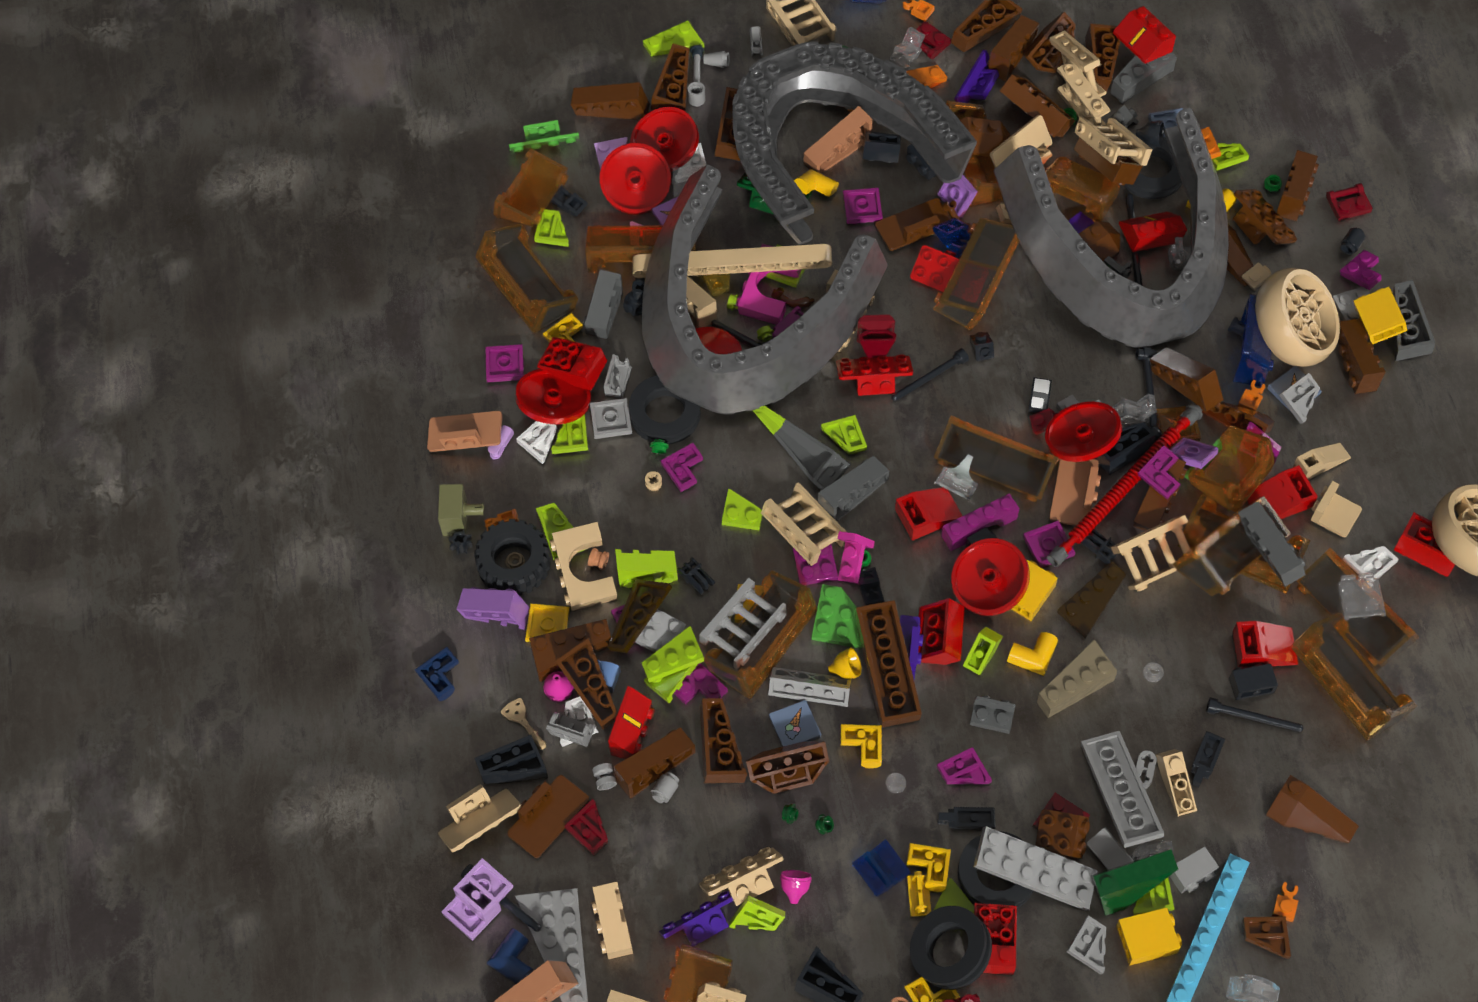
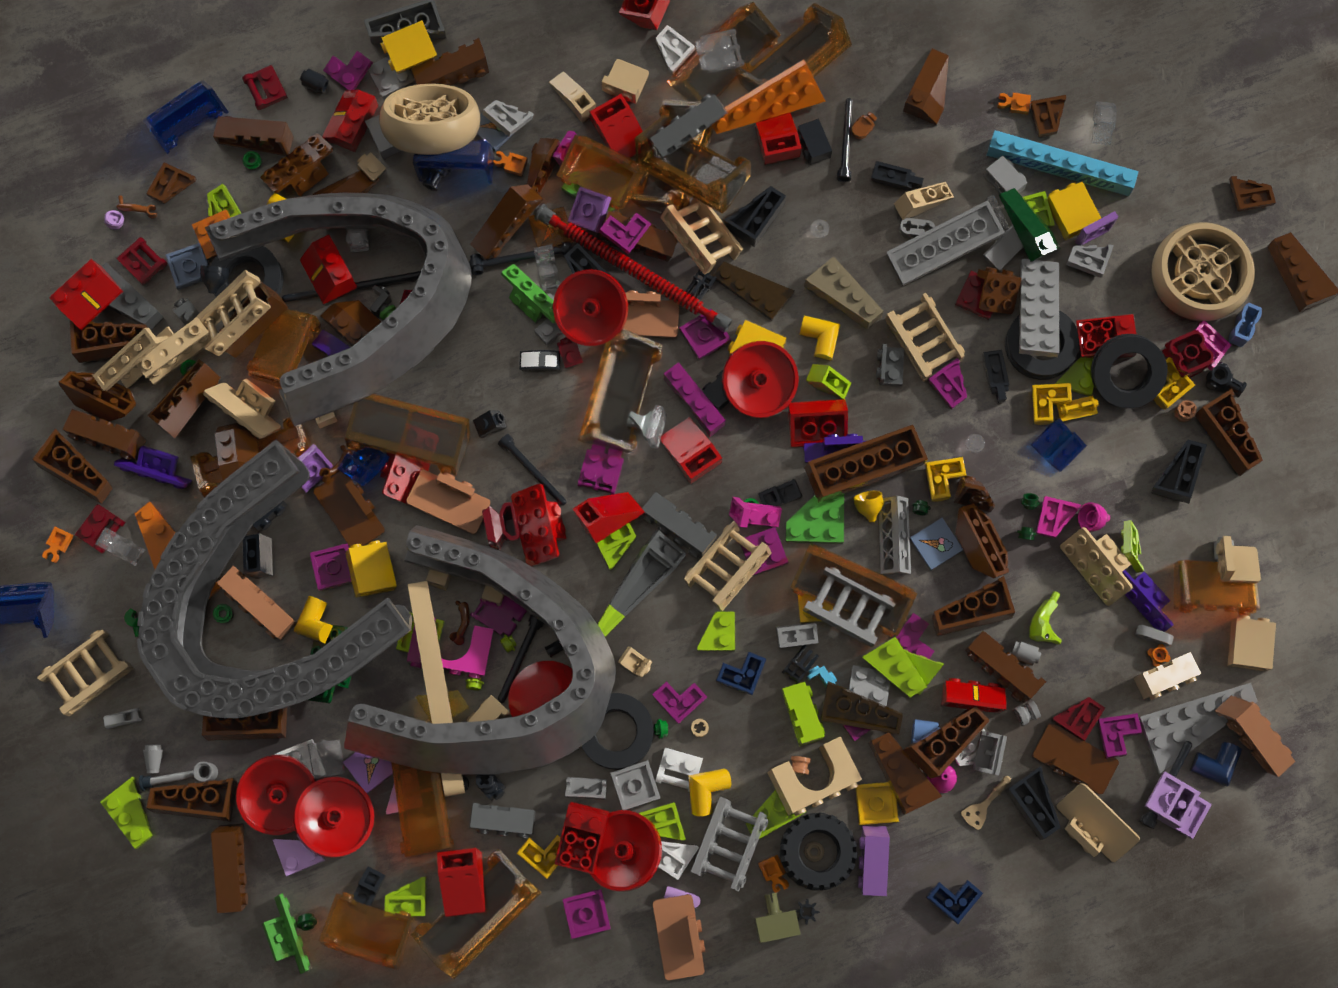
camera: 100 degrees left, 15 degrees up
(545, 471) = (717, 828): none -> light grey fence
(551, 152) = (306, 921): none -> dark green plate
(556, 266) = (461, 881): none -> red slope
(567, 856) = (1114, 729): none -> magenta plate
(596, 470) = (701, 787): none -> yellow brick
(623, 460) = (680, 763): none -> white plate
(632, 918) = (1161, 649): none -> orange plate
(658, 920) = (1154, 635): none -> light grey beam
(678, 596) = (823, 675): none -> medium azure bracket
(690, 805) = (1039, 628): none -> lime animal
(692, 526) = (745, 678): none -> dark blue brick
(725, 575) = (797, 634): none -> light grey hinge
(726, 433) = (635, 662): none -> tan bracket
(803, 846) = (1055, 516): none -> dark pink wing
(834, 116) = (218, 609): none -> green plate
(835, 716) = (921, 508): none -> dark green plate
(841, 760) = (973, 491): none -> reddish brown wedge
(849, 225) = (370, 568): none -> yellow brick
(873, 424) = (607, 514): none -> red slope
(911, 299) = (448, 500): none -> nougat bracket
(922, 434) = (601, 468): none -> magenta plate
(1021, 733) = (914, 352): none -> tan fence
(1113, 388) = (528, 295): none -> bright green bracket
(1121, 951) = (1096, 229): none -> medium lavender tile
(1171, 609) = (755, 218): none -> black wedge
(1175, 84) = (137, 265): none -> dark red plate
(1221, 72) = (114, 219): none -> lavender tile
(1232, 82) = (137, 208): none -> dark orange piece
(1254, 116) = (169, 183): none -> reddish brown wing
(1268, 735) = (863, 125): none -> dark orange arm
(1299, 257) = (348, 120): none -> red slope
(1305, 645) = (780, 95): none -> orange wing
(1320, 128) = (183, 114): none -> clear blue windscreen

